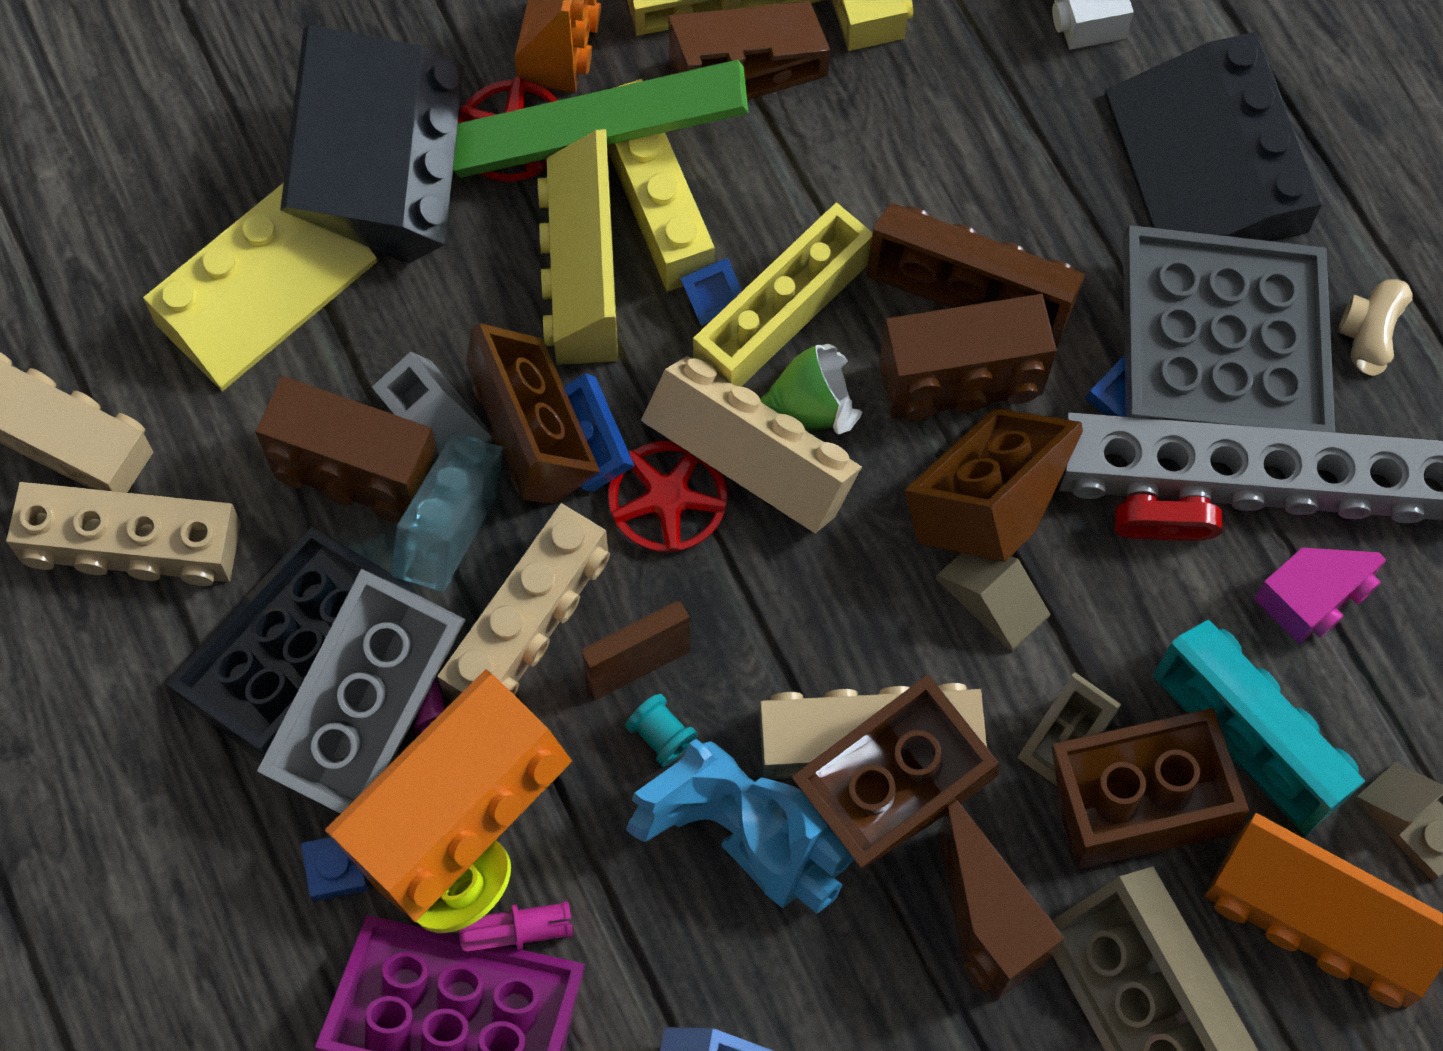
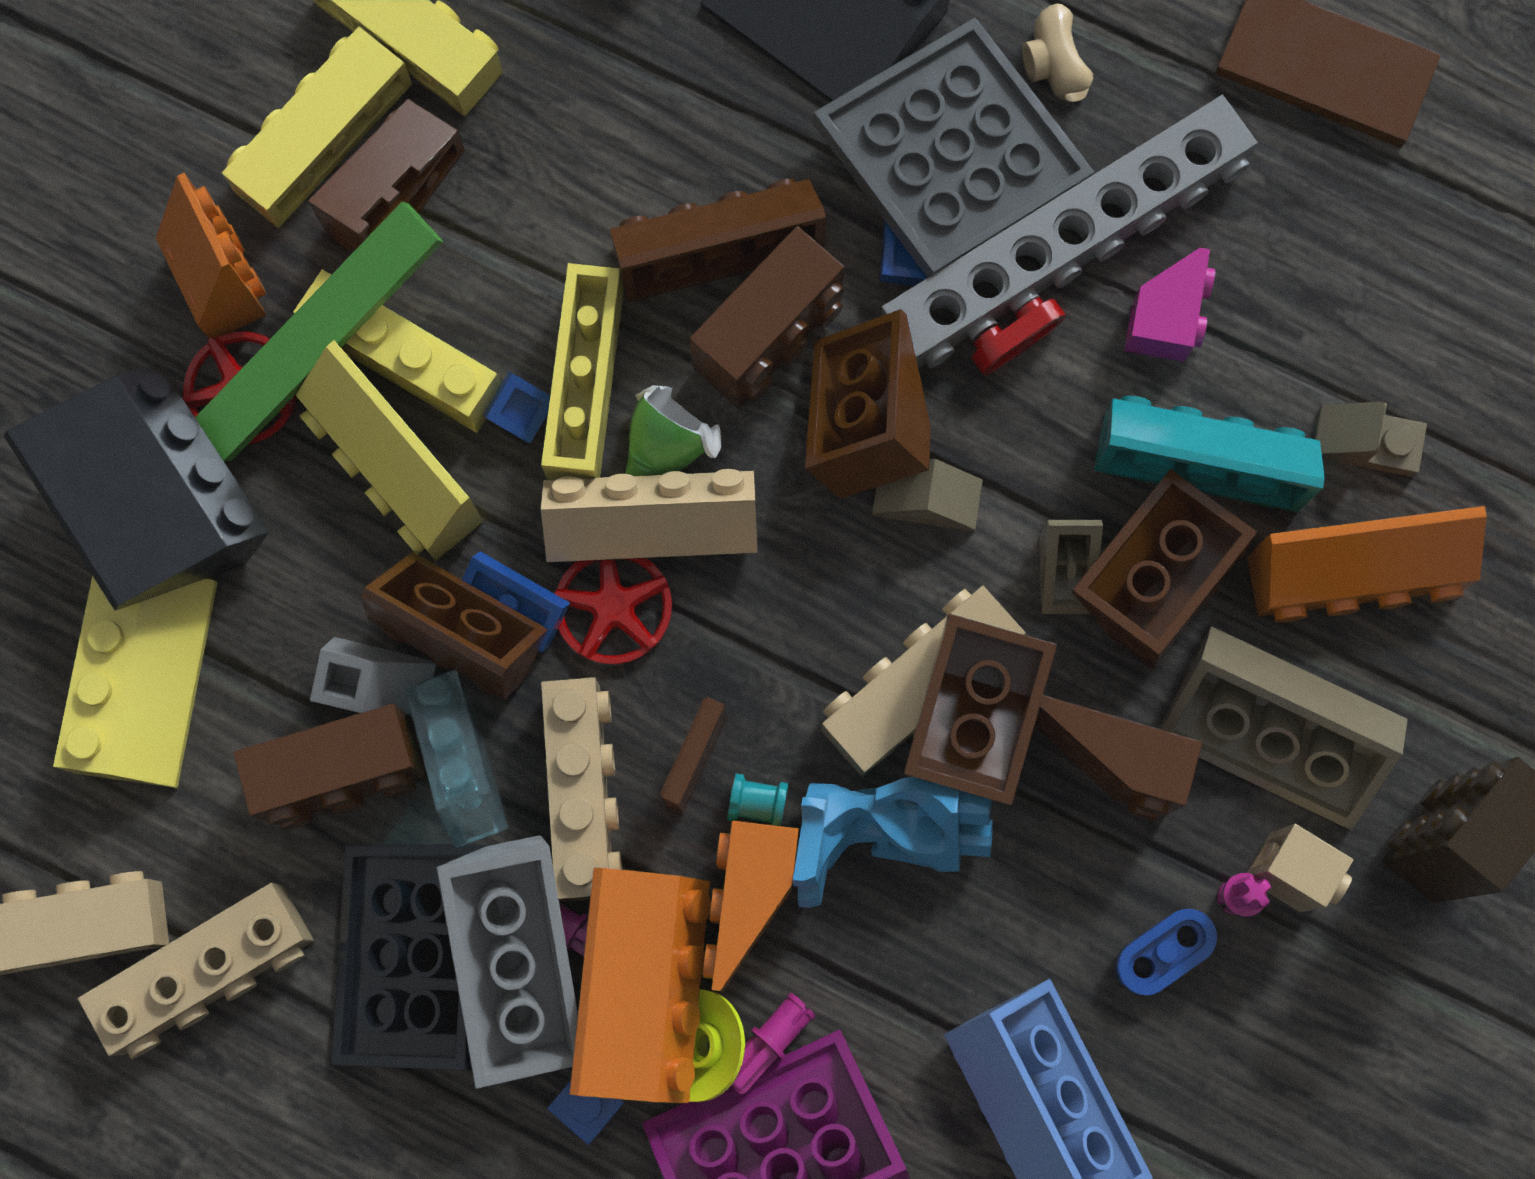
camera: 35 degrees left, 10 degrees up
(586, 794) = (757, 882): none -> orange slope

